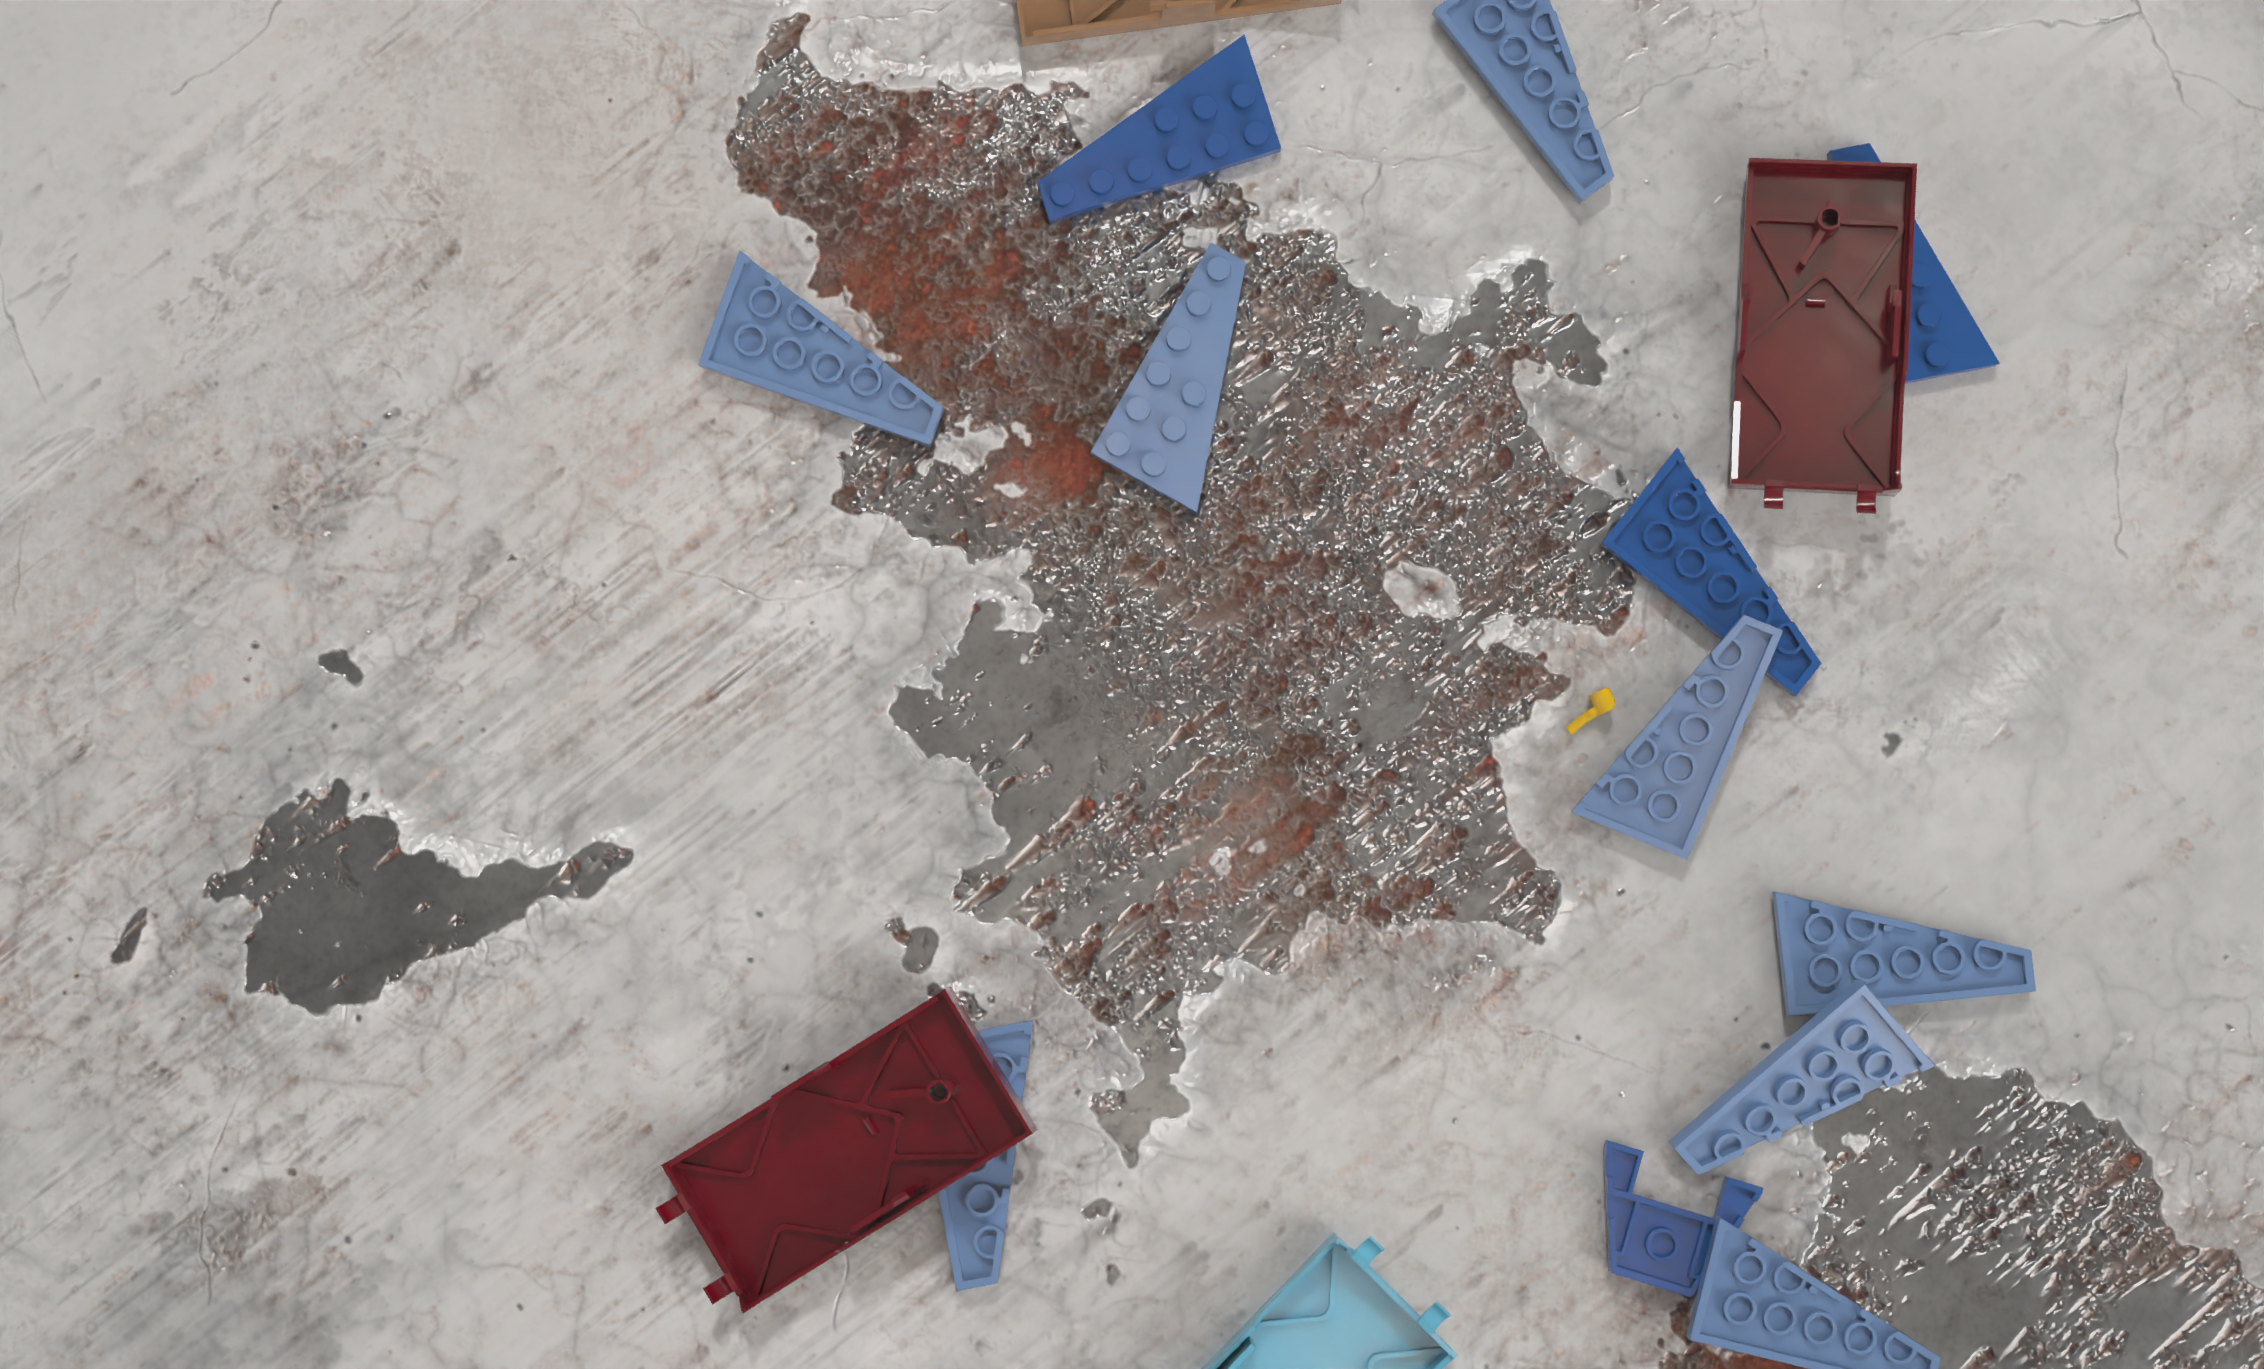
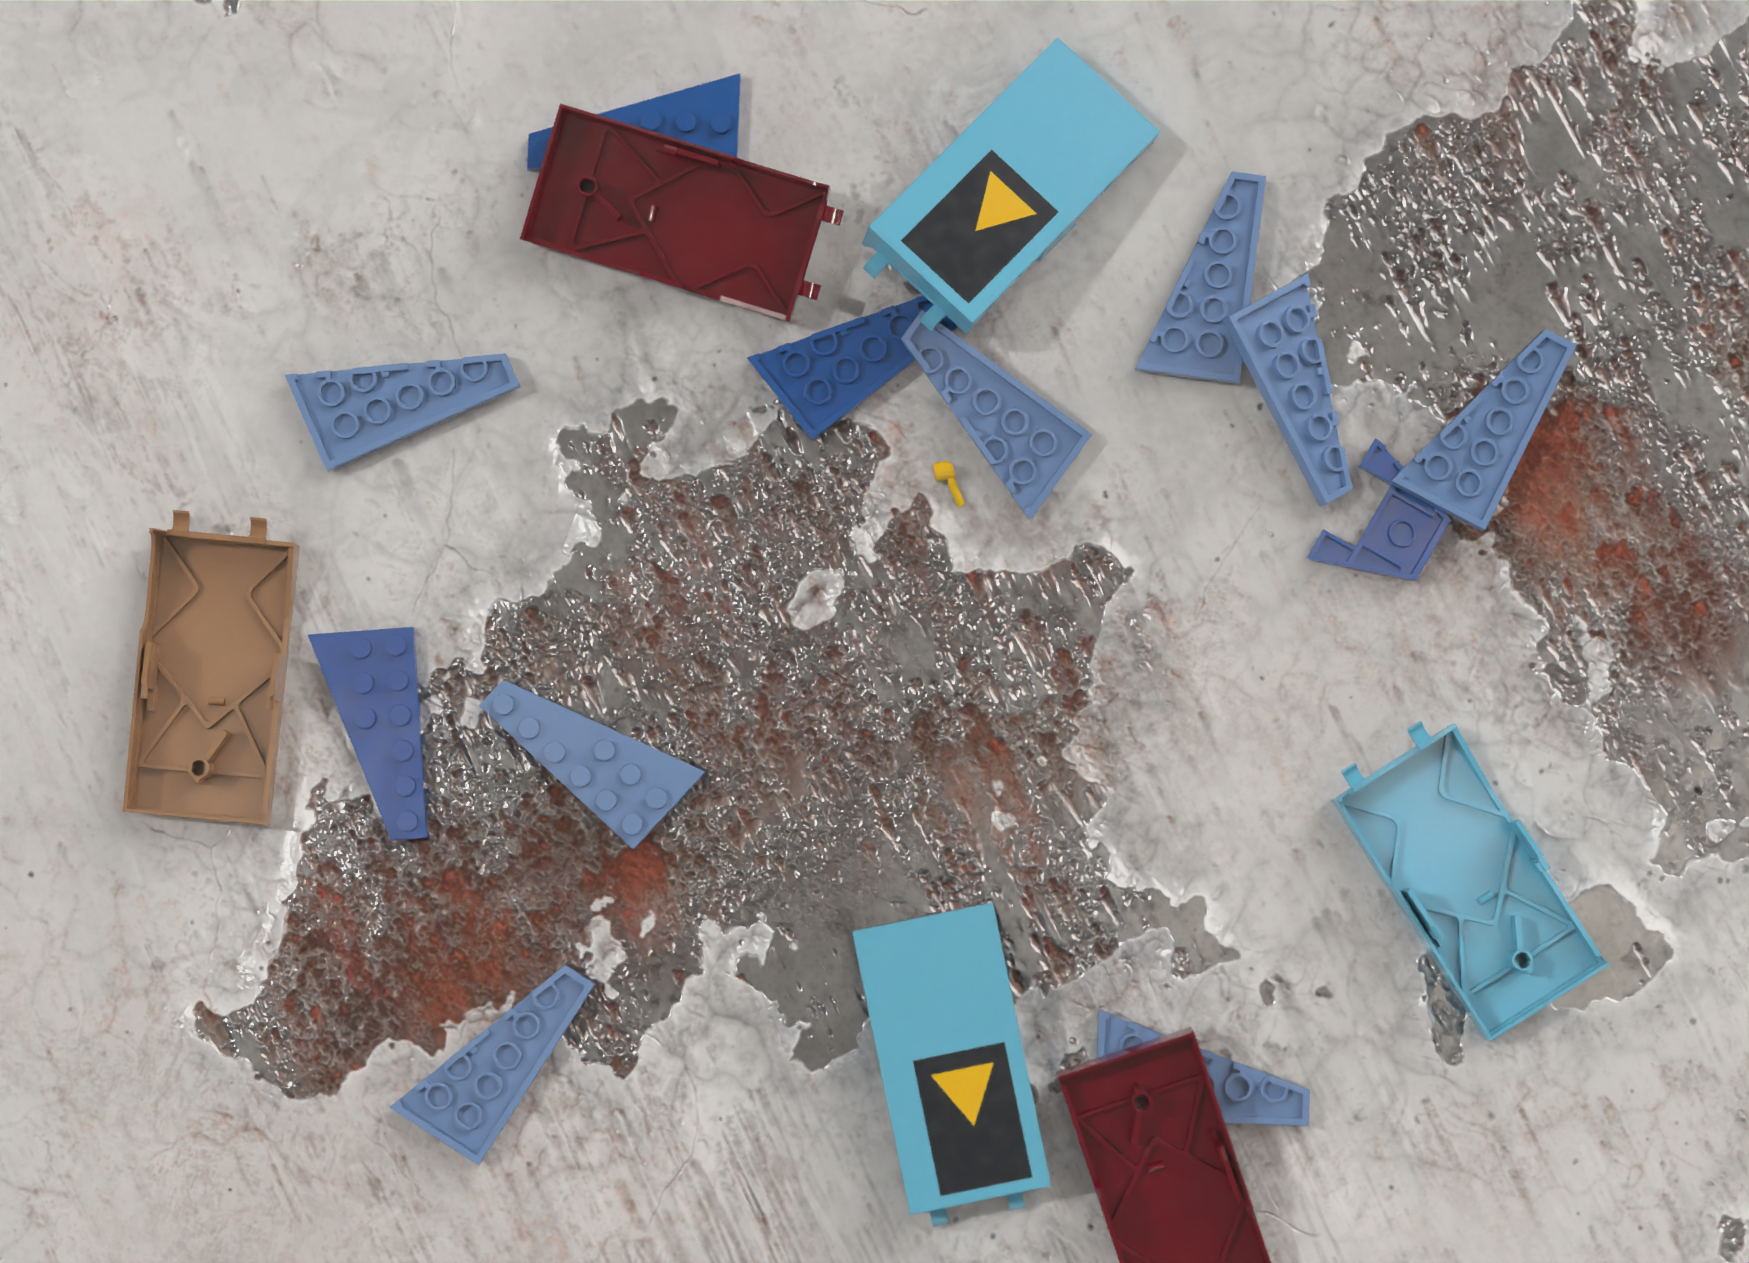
camera: 70 degrees left, 0 degrees up
(936, 864) = (951, 1060): none -> medium azure piece
(1950, 696) = (1008, 187): none -> medium azure piece

